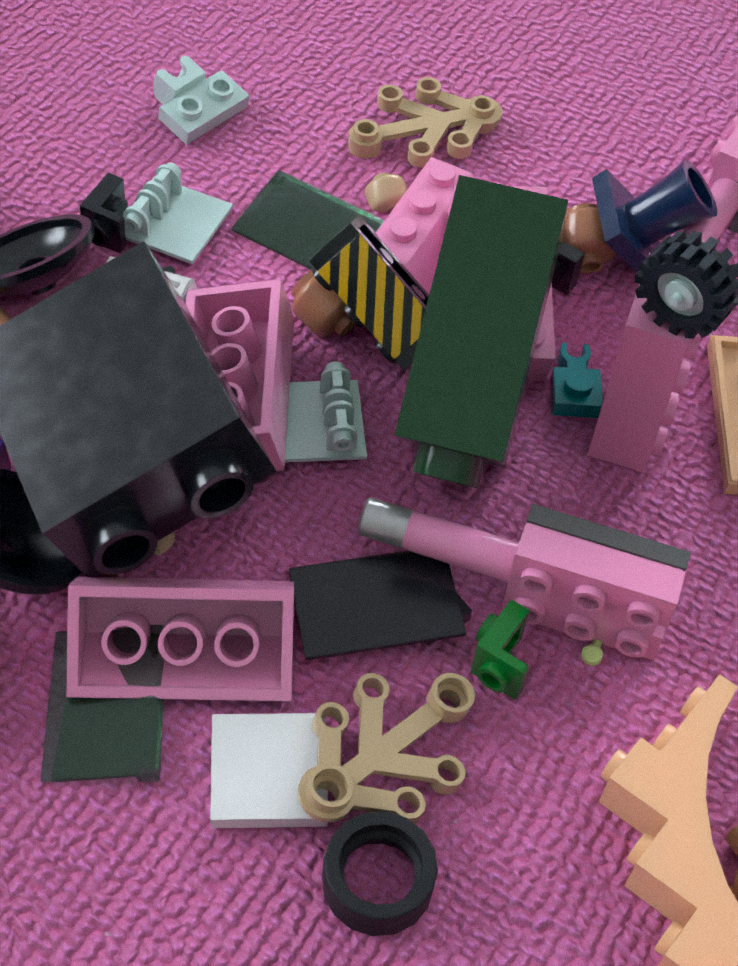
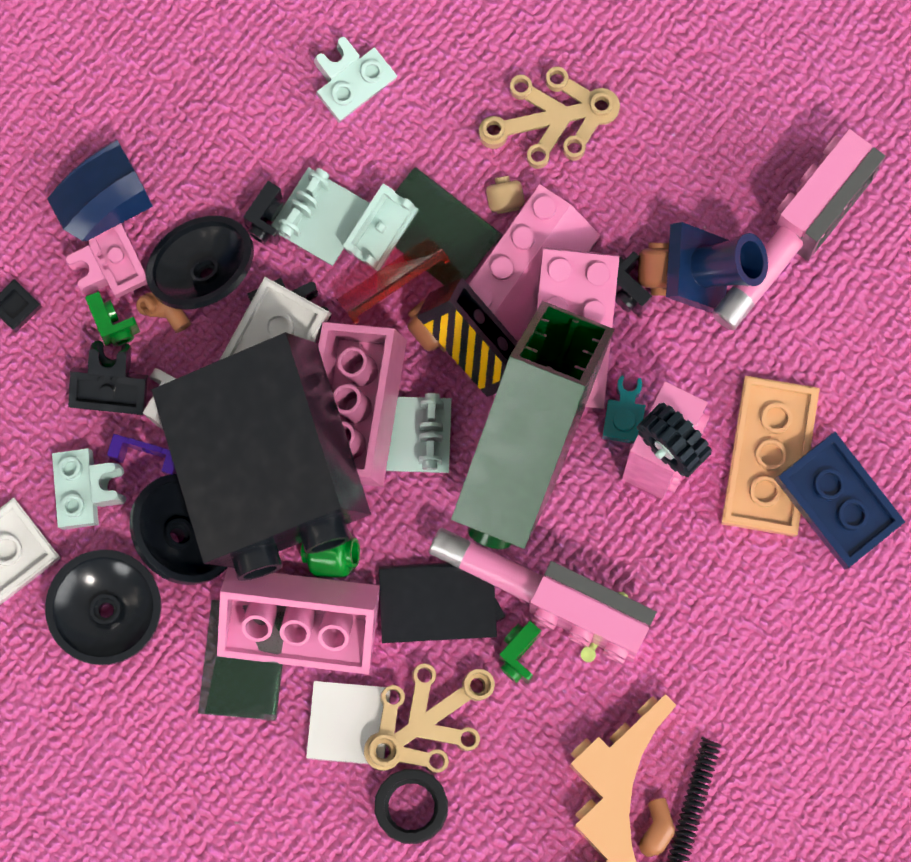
camera: 15 degrees right, 25 degrees up
(221, 549) = (333, 562): none -> green head
(246, 217) = (380, 228): none -> light aqua hinge
(273, 245) = (391, 278): none -> clear red piece

